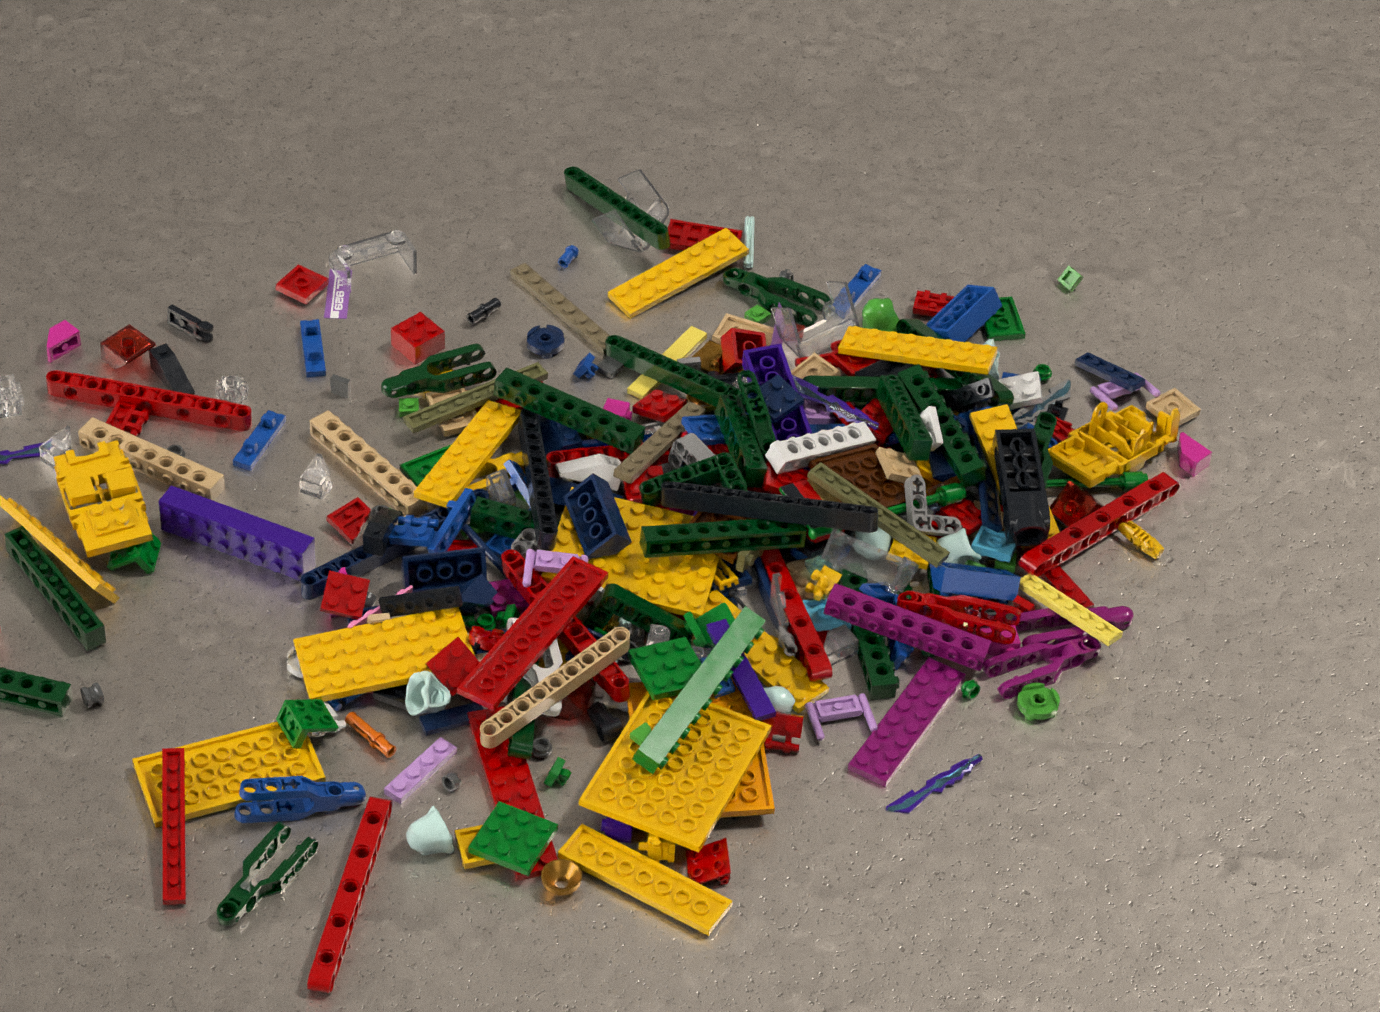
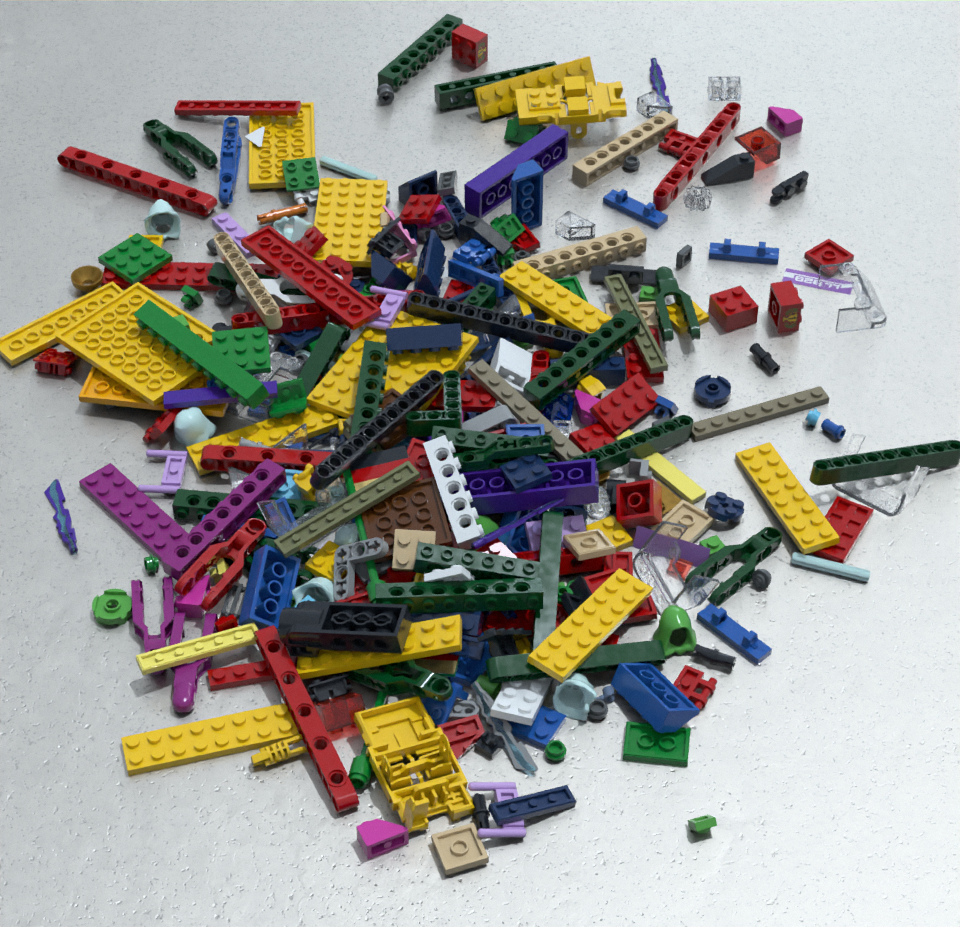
camera: 110 degrees right, 0 degrees up
(223, 796) = (256, 136): none -> white sticker
(260, 697) = (346, 169): none -> light aqua axle
(272, 592) = (447, 183): none -> dark grey plate
(292, 612) = (421, 185): none -> dark blue slope
(311, 498) = (527, 194): none -> blue slope
(344, 531) = (507, 226): none -> green bracket
(388, 425) = (631, 274): none -> black bracket
(410, 296) = (785, 306): none -> red brick
(559, 269) = (812, 417): none -> medium azure plate
(600, 388) = (625, 405): none -> red plate
(710, 308) = (724, 507): none -> dark blue plate
(892, 291) = (714, 656): none -> black pin
(1139, 401) = (480, 812): none -> black axle
(1149, 593) = (207, 739): none -> yellow plate

